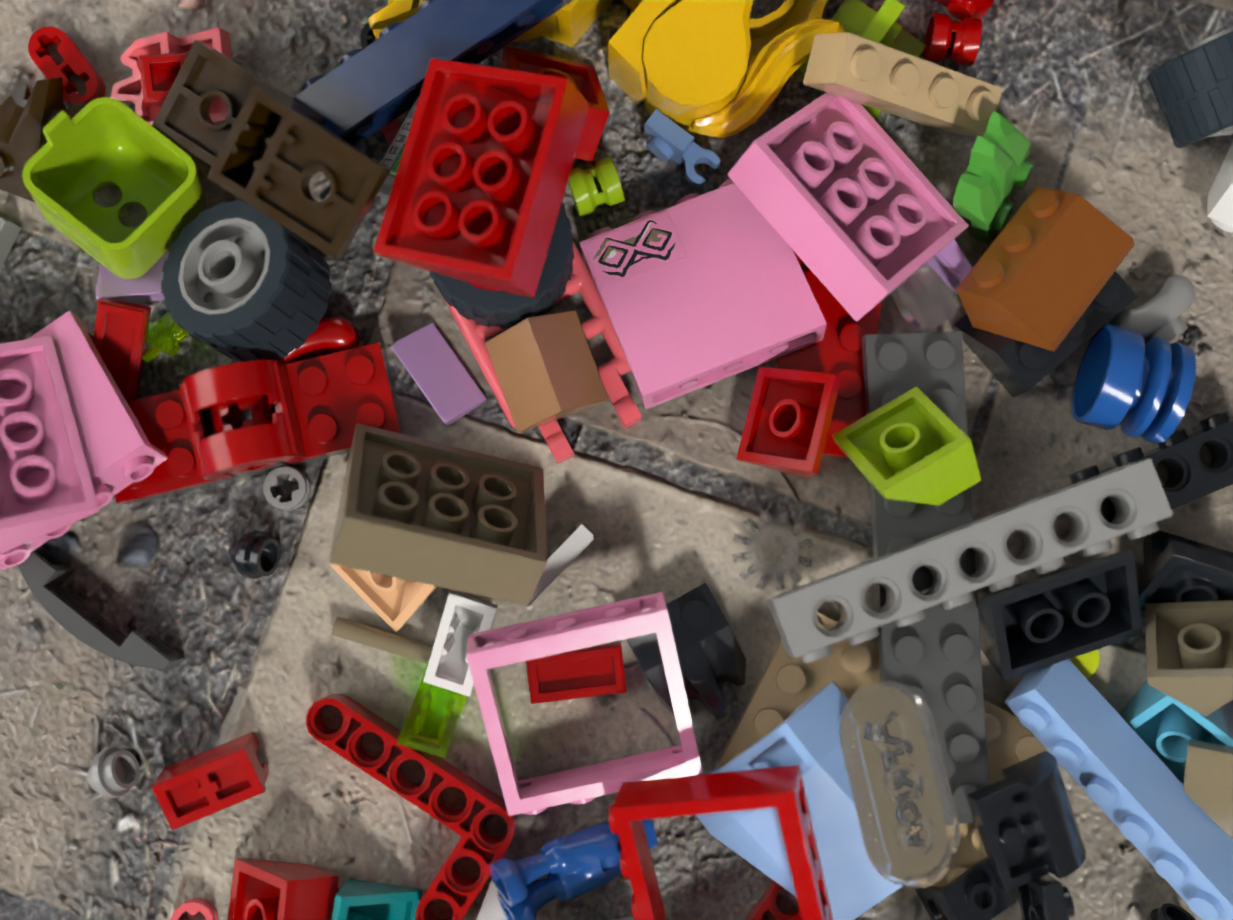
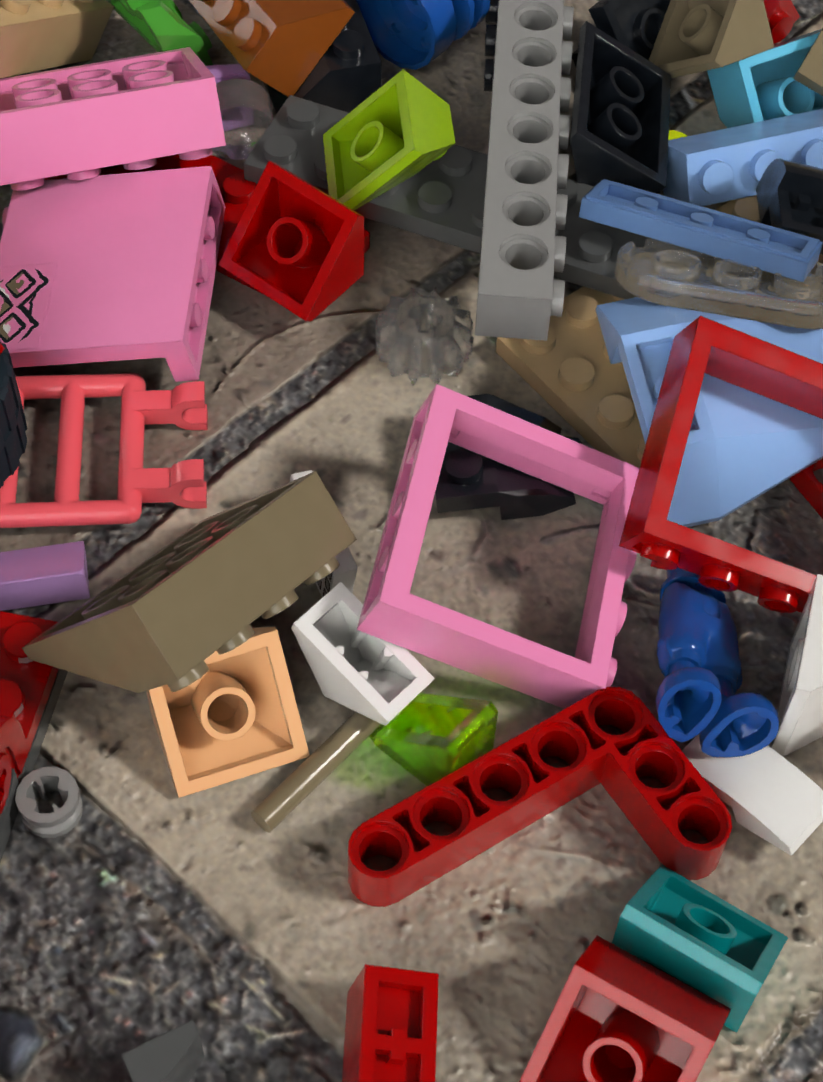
camera: 65 degrees left, 30 degrees down
(255, 554) = (108, 874): black plate -> none
(545, 369) = (89, 450): medium nougat slope -> none
(577, 674) = (470, 568): red tile -> none
(945, 735) = (701, 229): none -> medium blue tile

